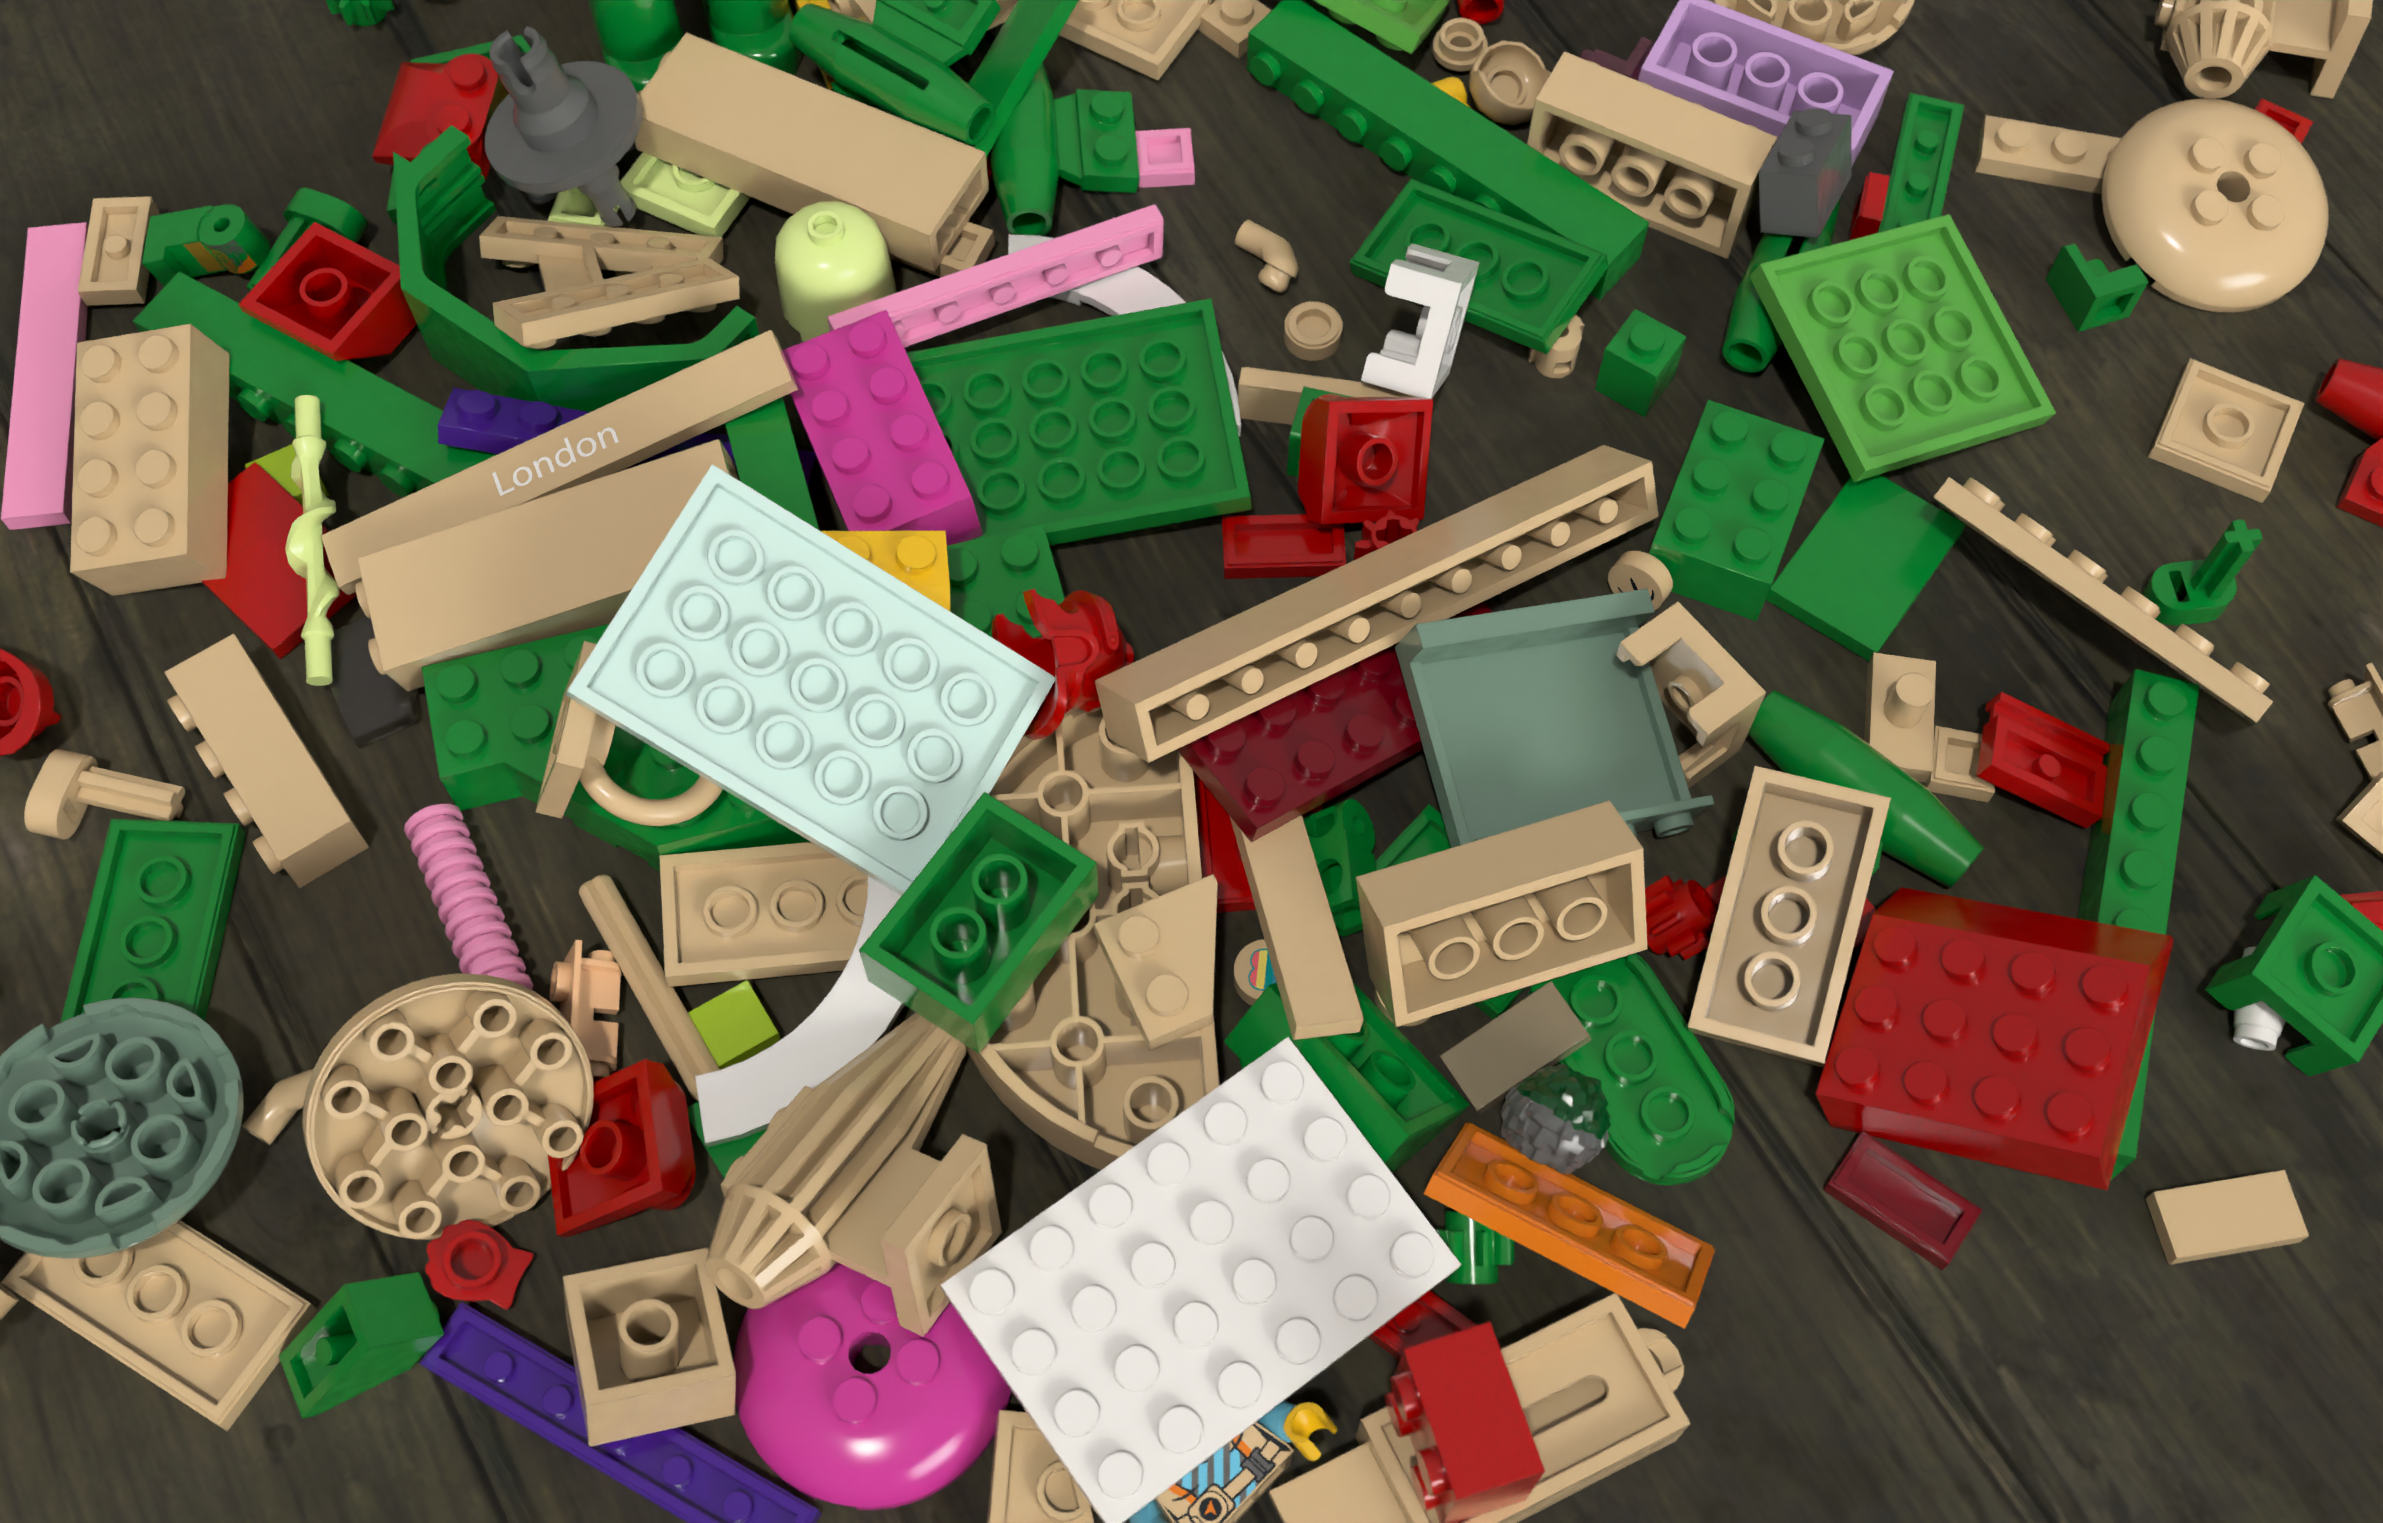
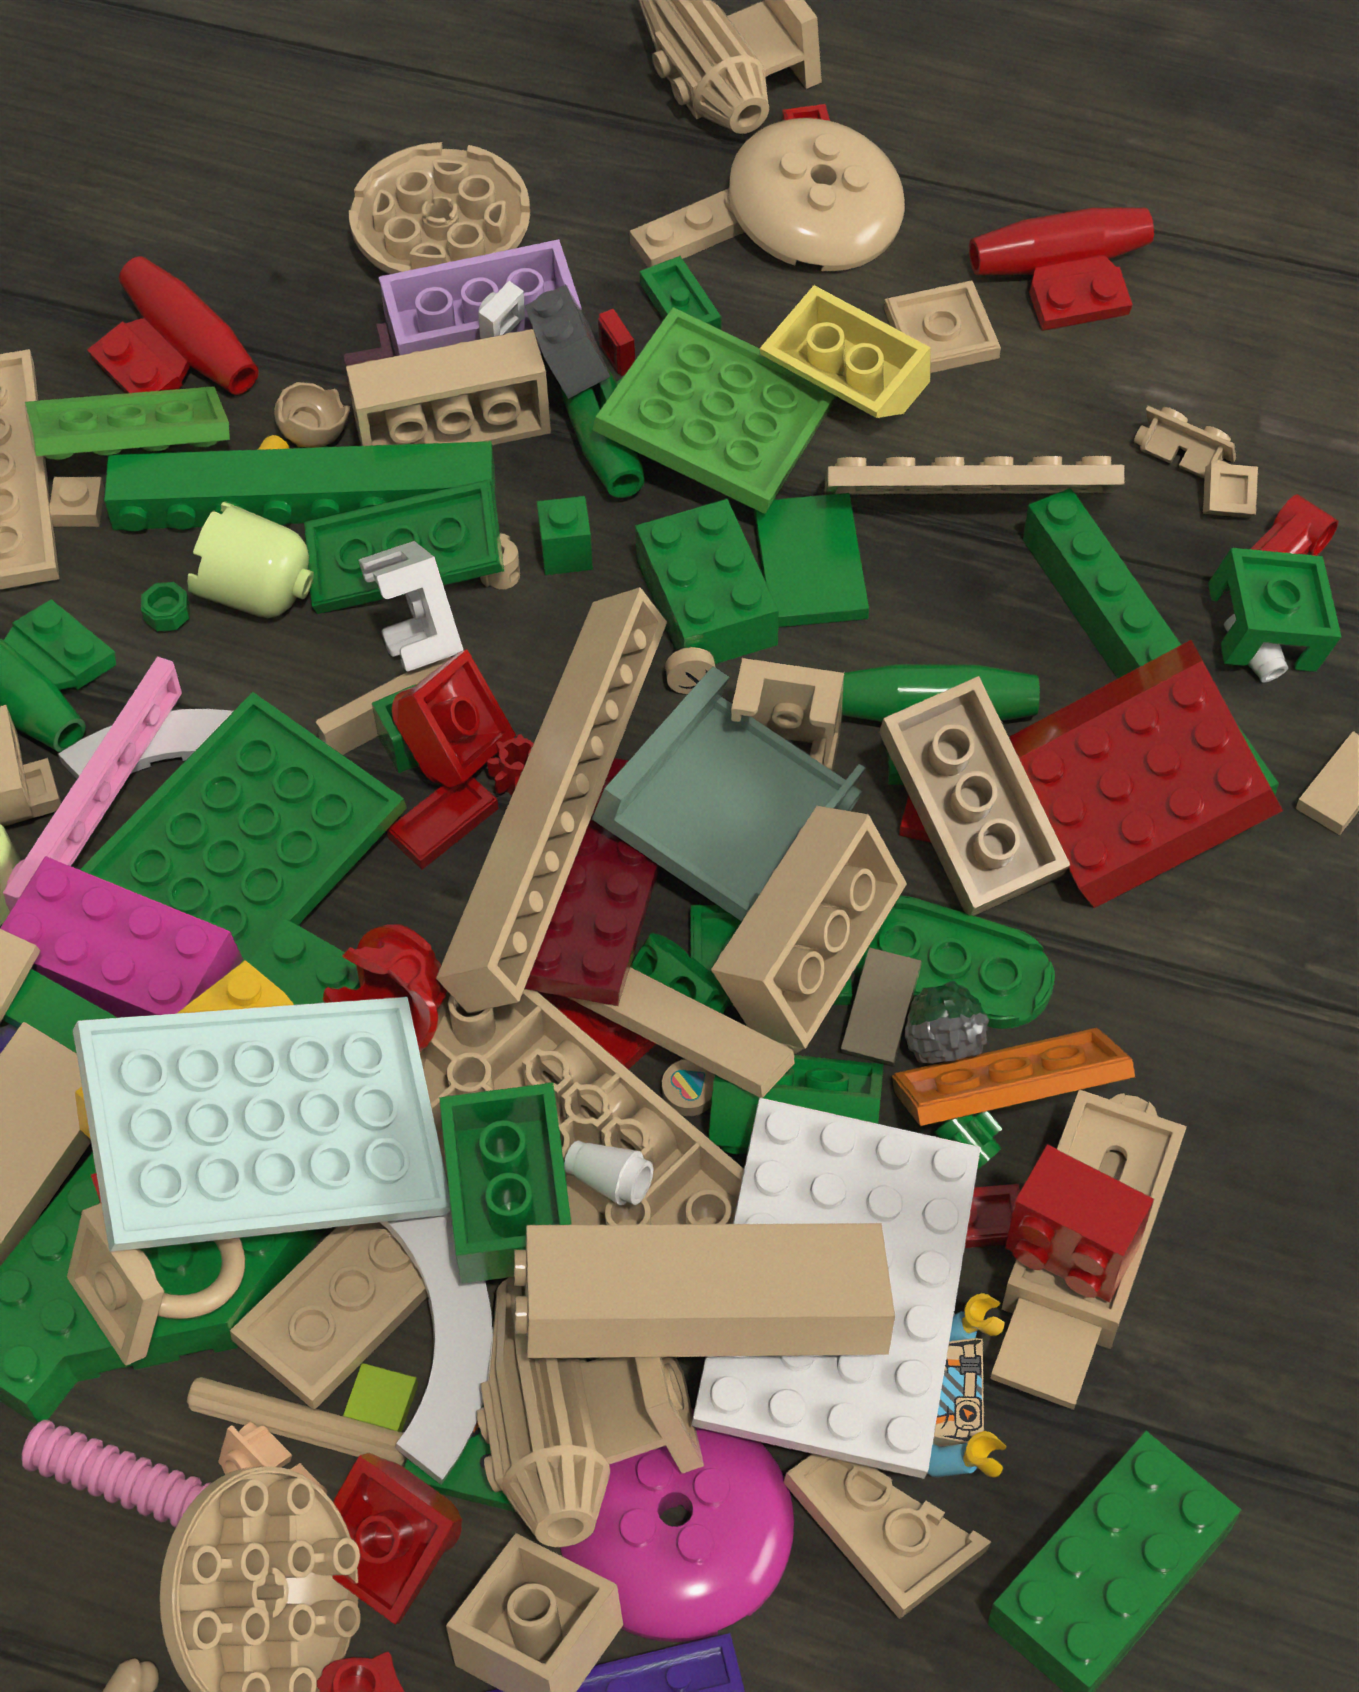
camera: 40 degrees left, 5 degrees down
(1042, 1176) = (704, 1290): none -> tan brick
(1089, 991) = (612, 1171): none -> white cone
(1165, 157) = (117, 625): bright pink tile -> none
(1165, 960) = (638, 1114): tan wing -> none
(1221, 169) = (165, 606): none -> green tile
(1272, 249) = (250, 635): tan arm -> none
(1313, 331) = (328, 668): tan tile -> none
(1321, 178) = (250, 563): none -> yellowish green cylinder
(1459, 44) = (249, 413): tan plate -> none
(1678, 917) = (909, 851): red gear -> none
(1763, 100) = (501, 311): none -> white plate
(1902, 711) = (911, 631): tan tile -> none
(1902, 1200) = (1172, 916): dark red tile -> none
(1921, 161) = (617, 287): green tile -> none
(1956, 765) = (975, 638): tan tile -> none
(1977, 206) = (674, 285): none -> green plate
(2043, 760) = (1021, 599): red plate -> none
(2090, 291) = (780, 295): green panel -> none
(2090, 388) = (850, 354): none -> light yellow slope
(2206, 582) = (1015, 424): green piece -> none

